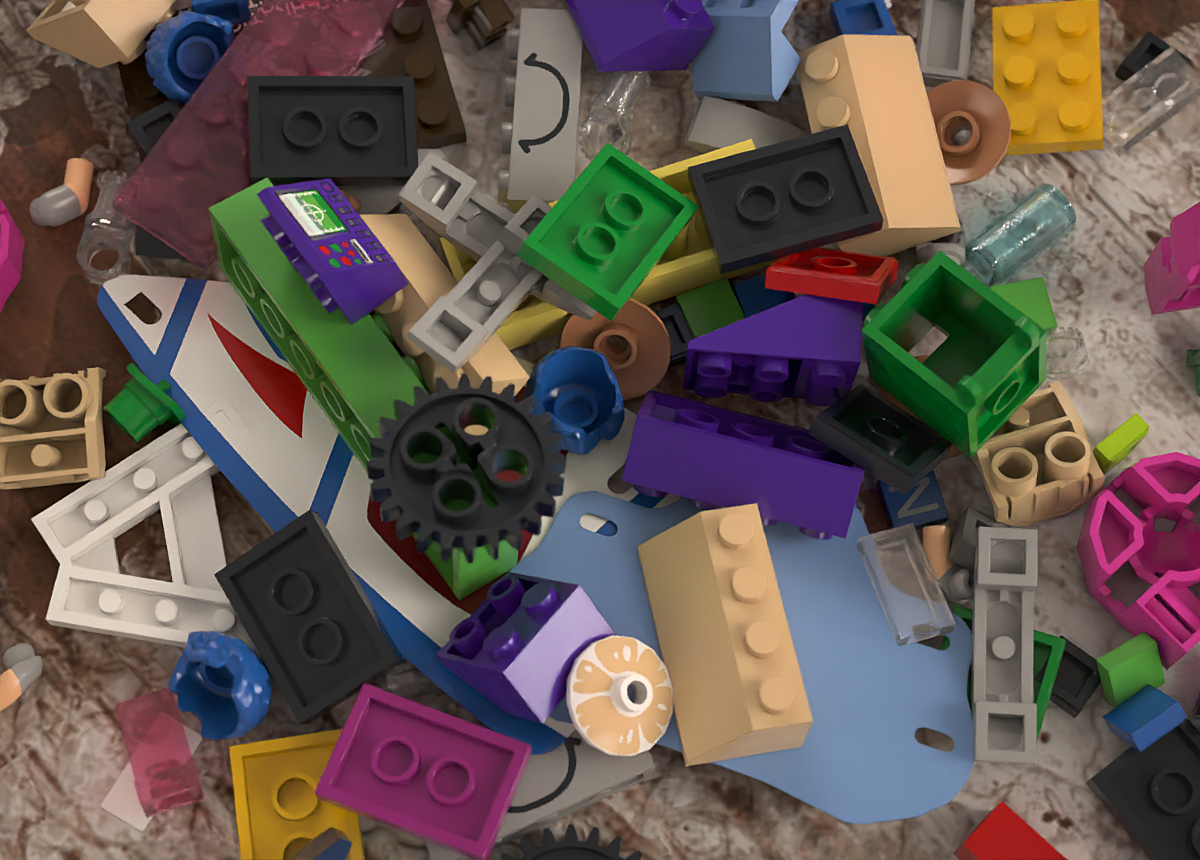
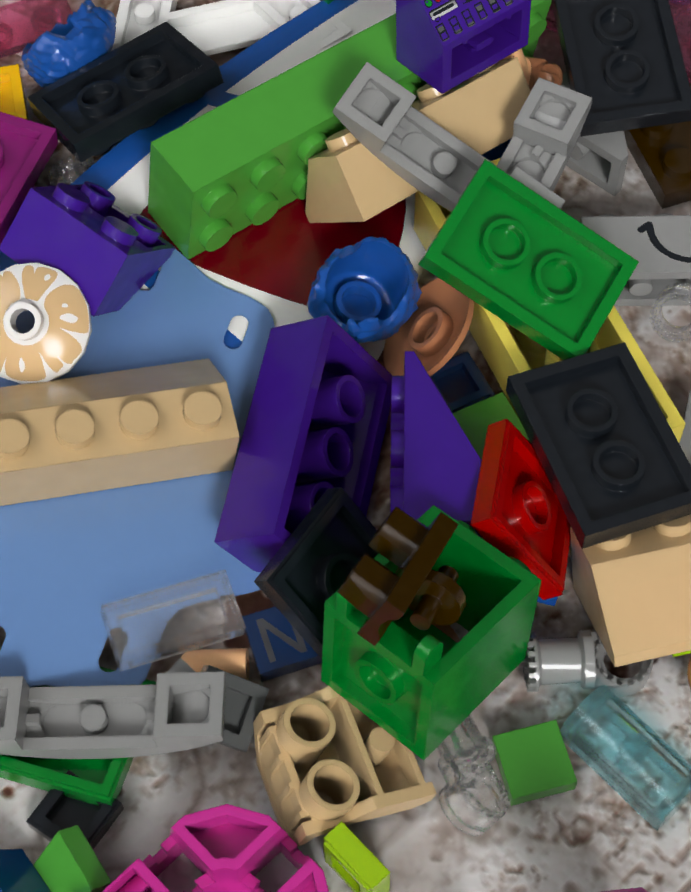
camera: 90 degrees right, 10 degrees down
(418, 491) = (236, 117): black gear -> none
(964, 336) = (387, 595): none -> dark brown hips

